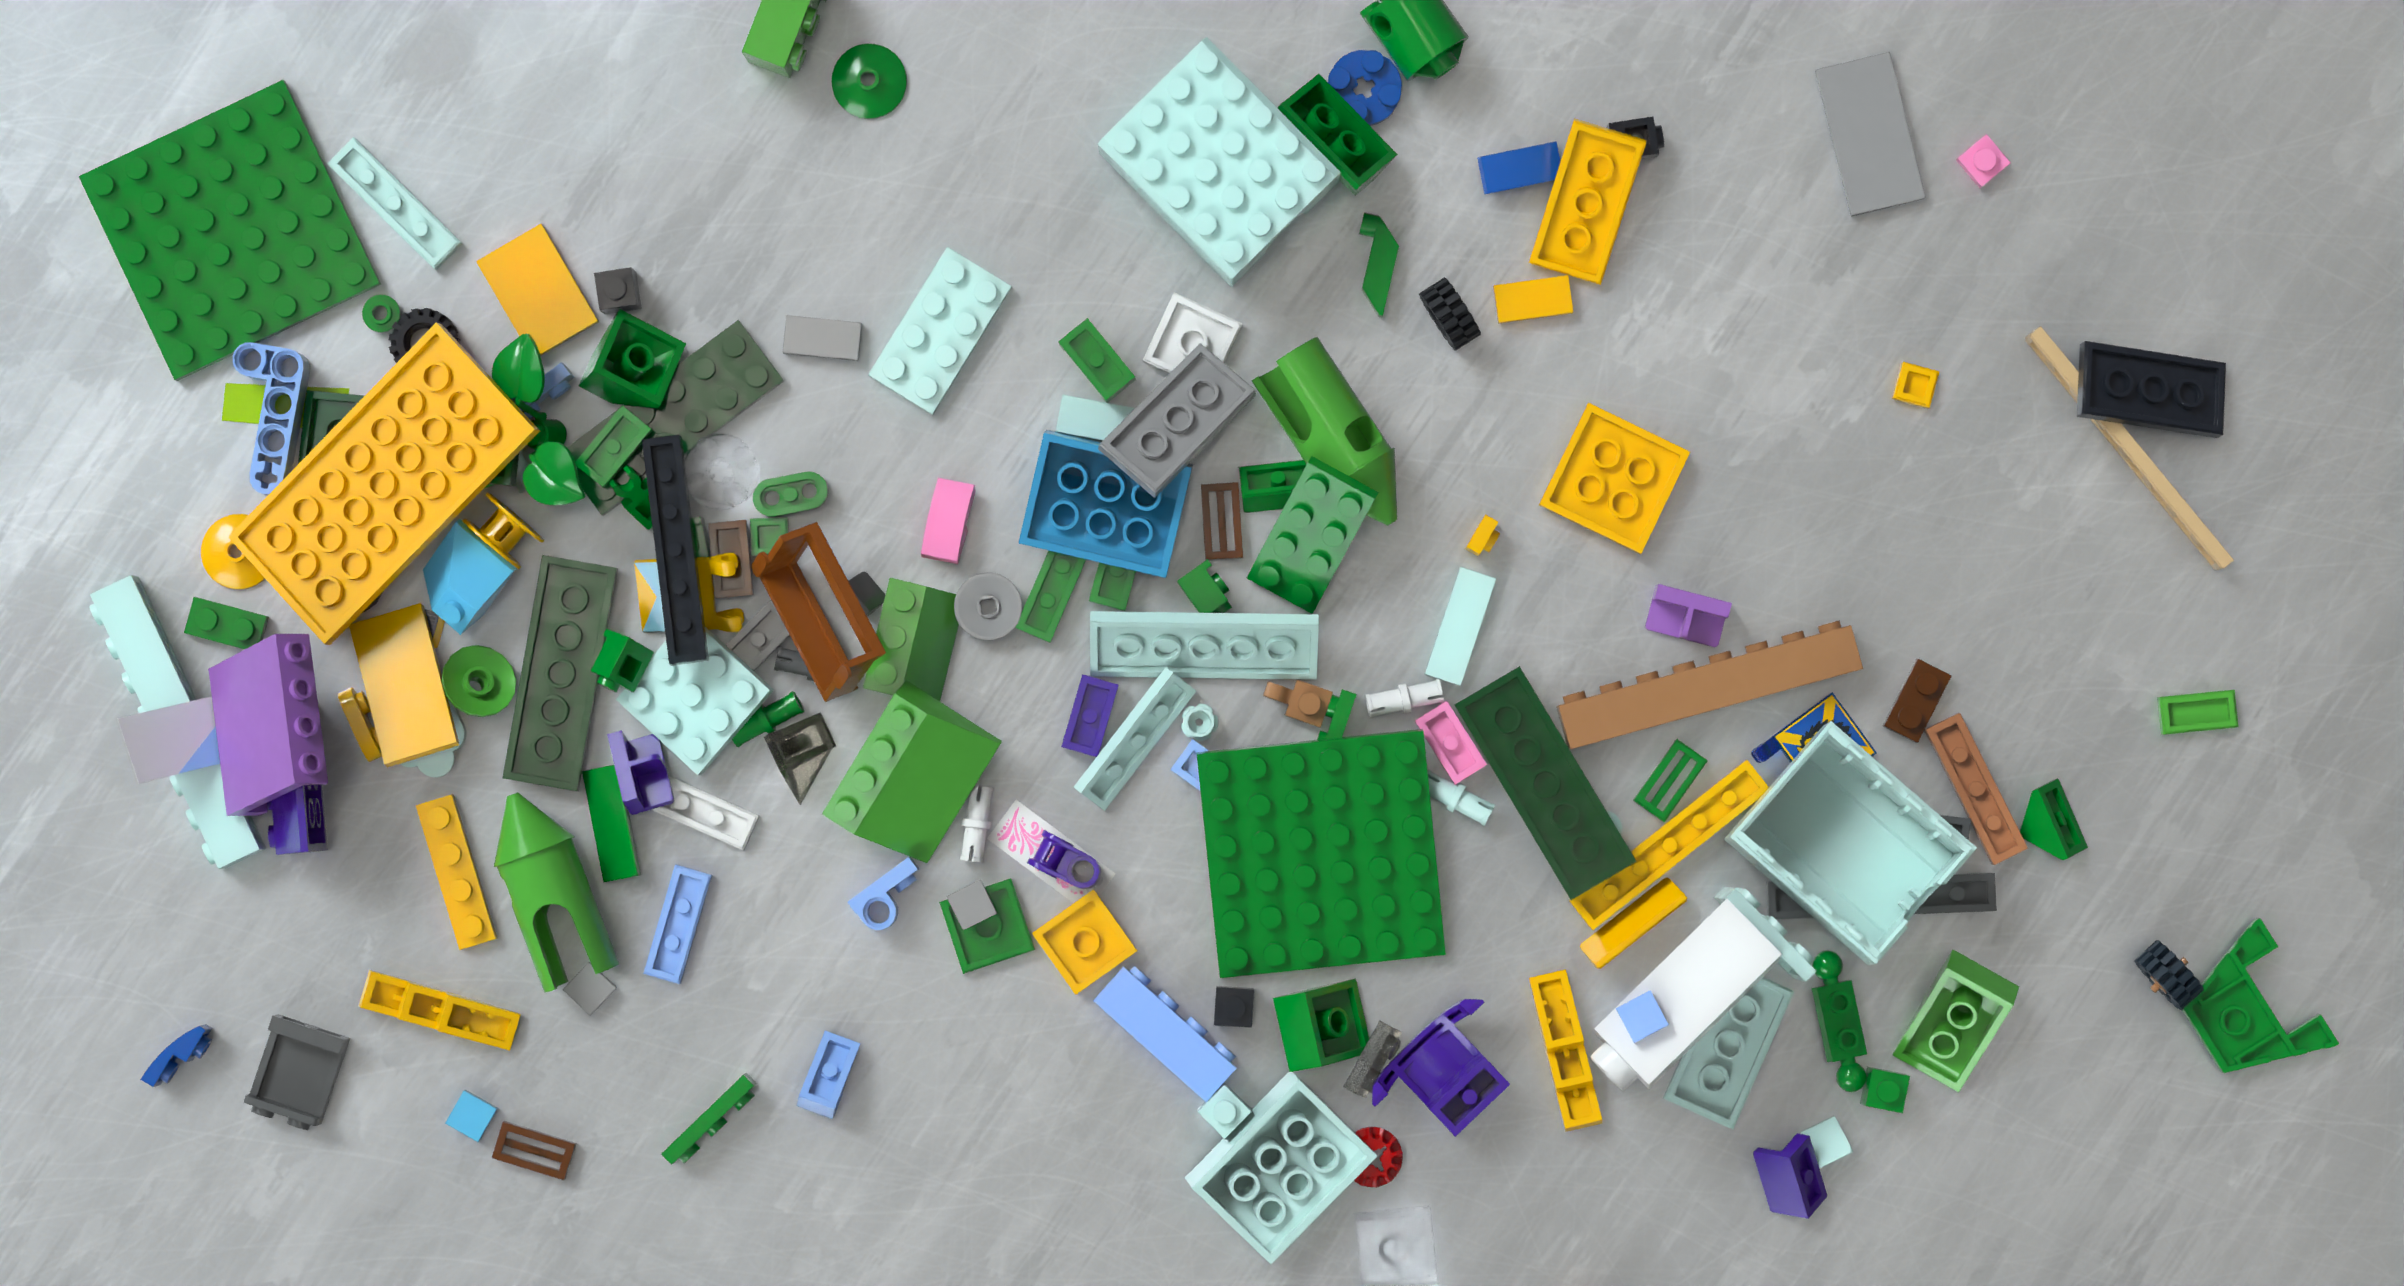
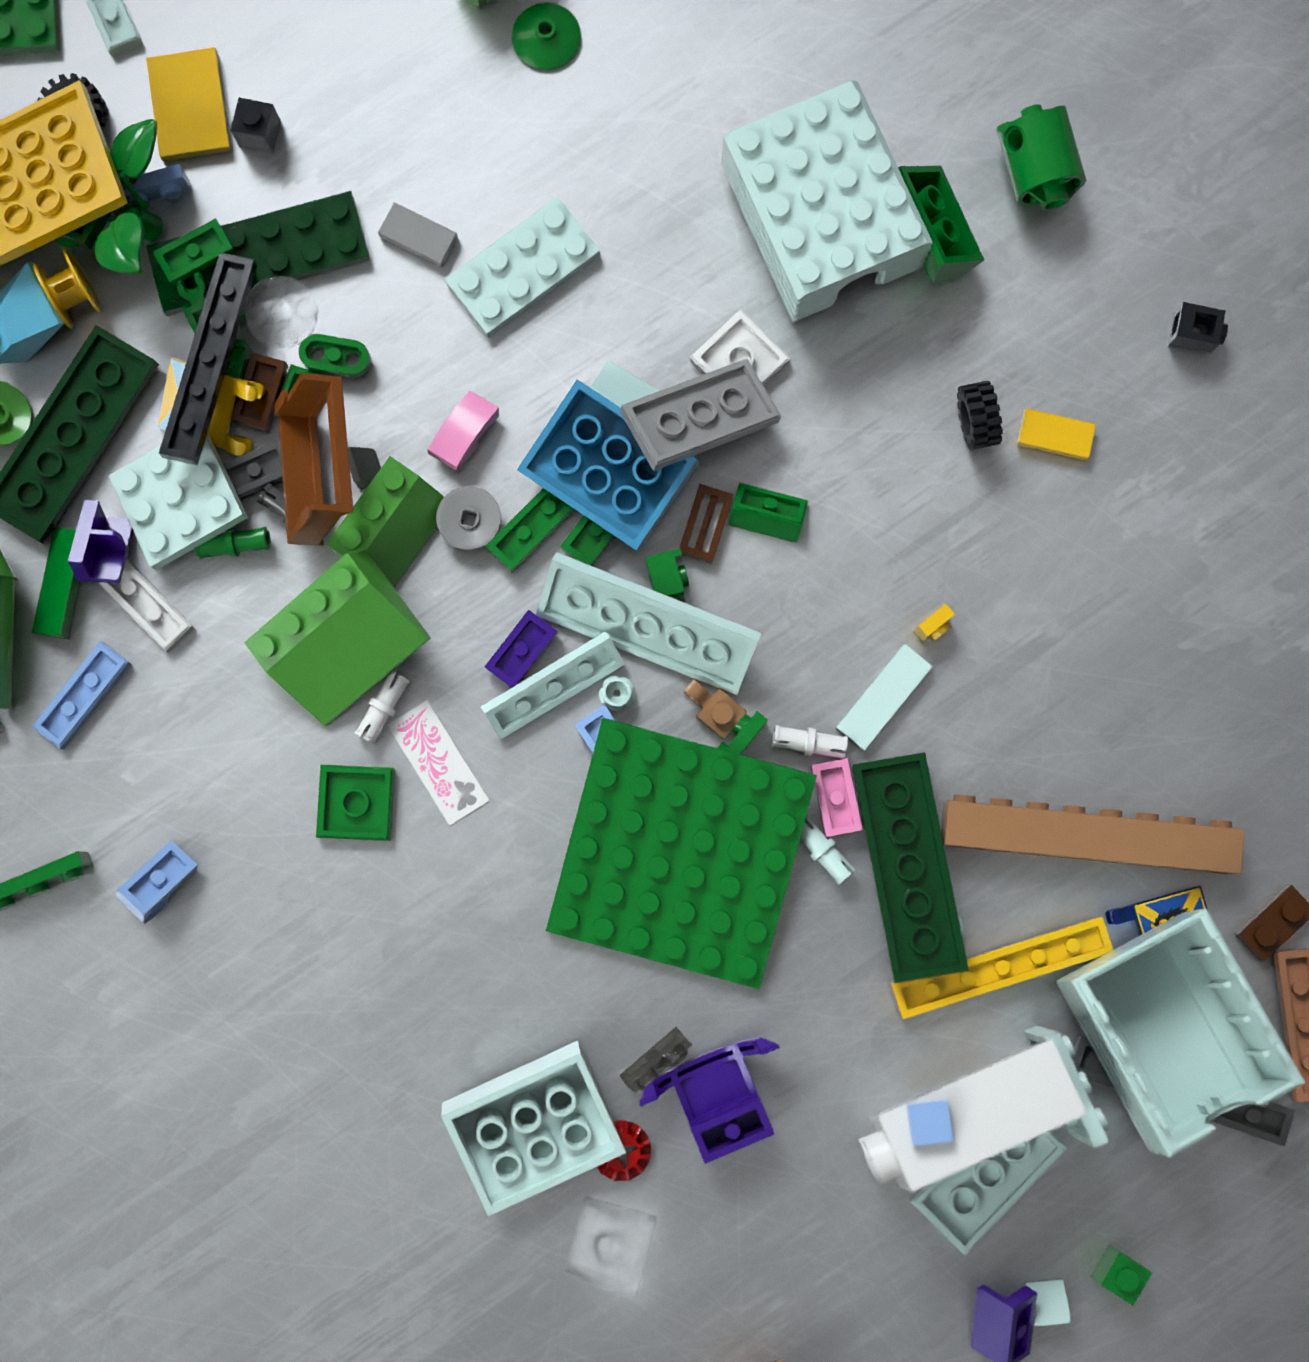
camera: 20 degrees right, 5 degrees down
(386, 324) = (40, 63): green plate -> none
(621, 662) = (133, 443): green brick -> none
(632, 363) = (242, 189): green slope -> none
(801, 752) = (250, 583): clear smoke slope -> none
(898, 878) = (271, 732): light blue plate -> none
(971, 904) = (347, 777): light grey tile -> none
(1063, 861) = (443, 767): dark purple piece -> none
(1084, 941) = (436, 850): yellow plate -> none
(1097, 360) = (650, 340): green panel -> none
(1165, 1033) = (476, 963): light blue brick -> none
(1224, 1110) = (501, 1055): light aqua brick -> none
(1233, 1006) = (547, 962): black brick -> none
(1312, 534) = (783, 560): plate -> none
(1322, 1025) = (621, 1010): green slope -> none
(1330, 422) = (836, 476): bright green piece -> none
(1371, 67) = (988, 183): blue plate -> none
(1380, 261) = (932, 351): green piece -> none
(1519, 167) = (1088, 314): blue slope -> none
(1565, 1050) = (836, 1121): yellow slope -> none
(1587, 201) = (1139, 363): yellow tile -> none
(1614, 478) = (1072, 618): yellow plate -> none
(1633, 923) = (942, 1026): yellow slope -> none
(1652, 805) = (1048, 891): green tile -> none
(1687, 615) = (1094, 764): medium lavender panel -> none
(1839, 1021) = (1100, 1196): green plate -> none
(1956, 1020) = (1211, 1235): bright green slope -> none

